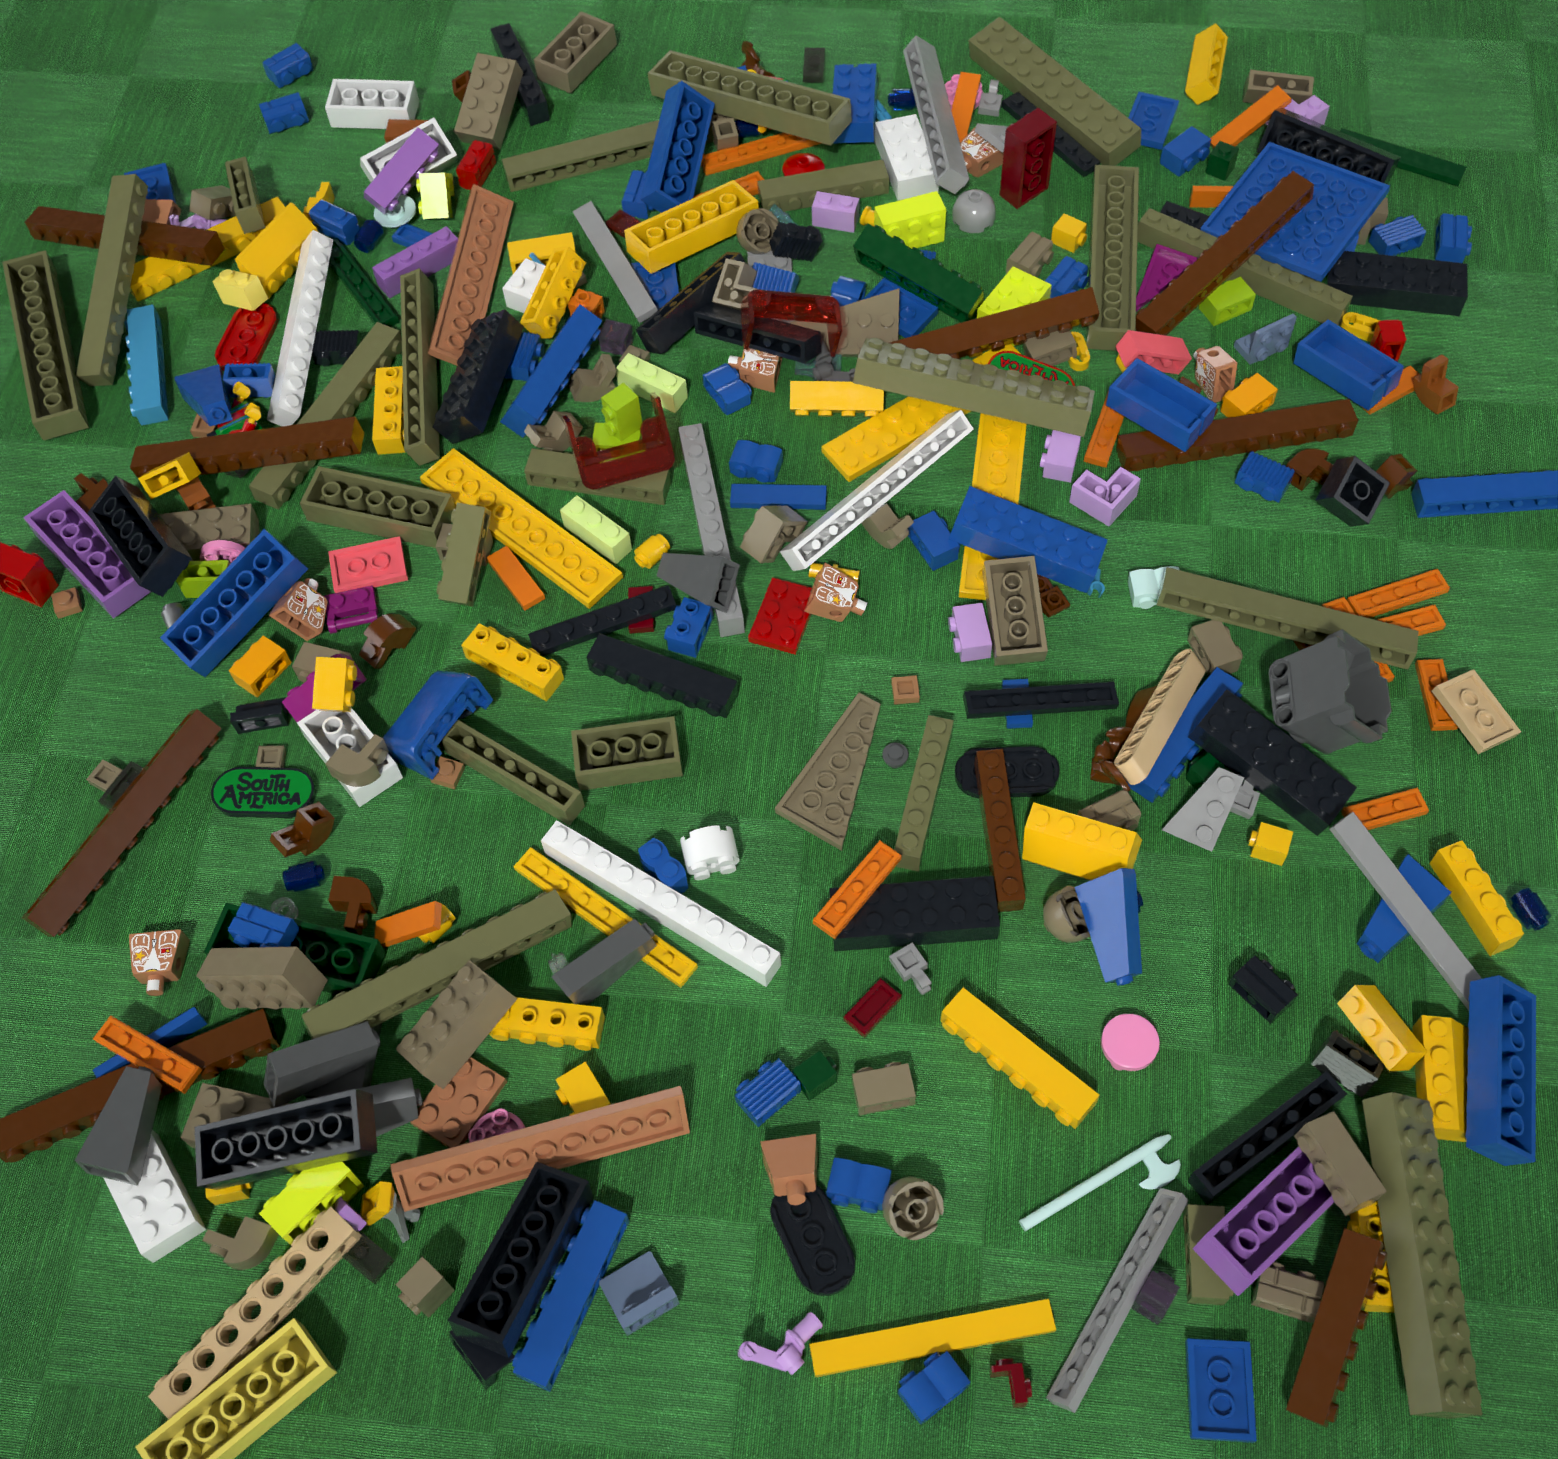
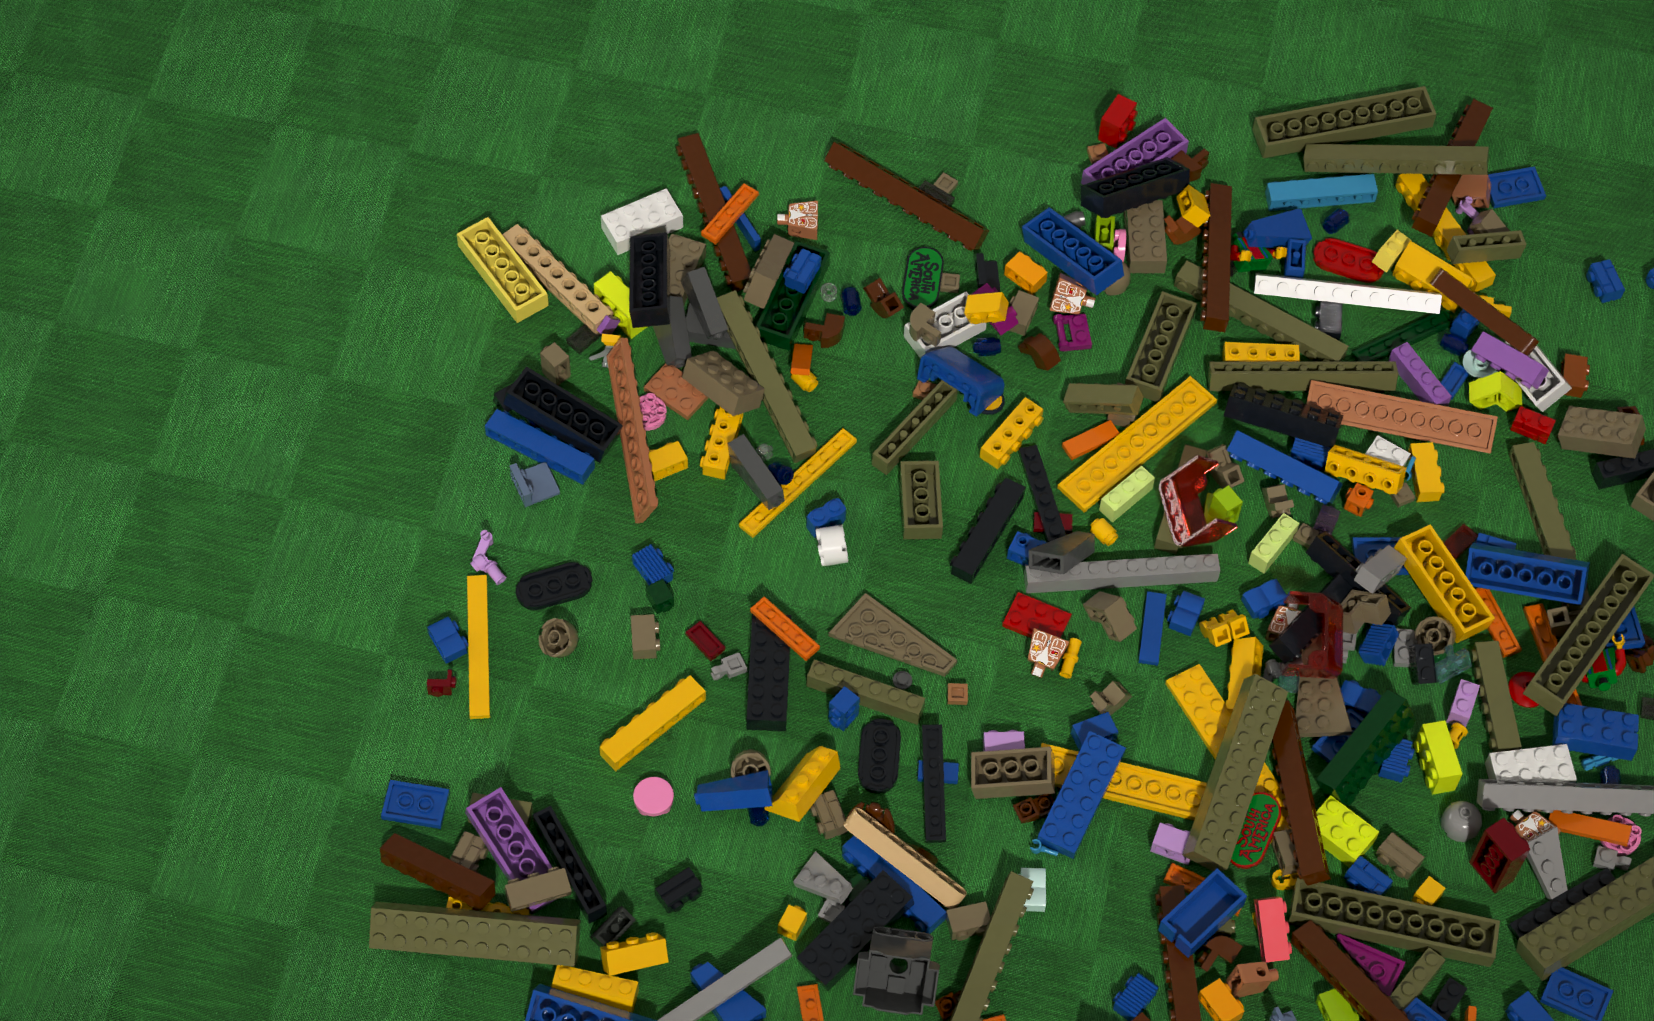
camera: 90 degrees right, 0 degrees up
(123, 1129) = (678, 200): dark grey slope -> none
(191, 348) = (1336, 221): none -> clear blue brick
(248, 1247) = (601, 267): dark tan brick -> none
(337, 190) = (1484, 312): none -> reddish brown beam
(368, 565) = (1110, 342): coral plate -> none
(370, 102) = (1610, 346): white brick -> none
(378, 701) = (987, 346): none -> clear blue brick
(596, 931) = (781, 472): none -> clear blue brick
(615, 262) = (1403, 526): light grey tile -> none
(662, 903) = (794, 519): white brick -> none
(687, 271) = (1379, 568): none -> light grey brick
(774, 419) = (1229, 627): none -> yellow legs
(791, 1166) = (598, 574): nougat torso -> none
(858, 1184) = (582, 612): blue brick -> none
(876, 491) = (1145, 695): white brick -> none
(959, 810) = (843, 708): none -> blue brick
(999, 829) = (829, 734): reddish brown brick -> none
(1102, 498) = (1121, 867): lavender brick -> none
(1117, 1300) = (483, 755): light grey plate -> none
(1156, 1296) = (478, 777): clear purple brick -> none
(1159, 1176) = (561, 800): light aqua piece -> none

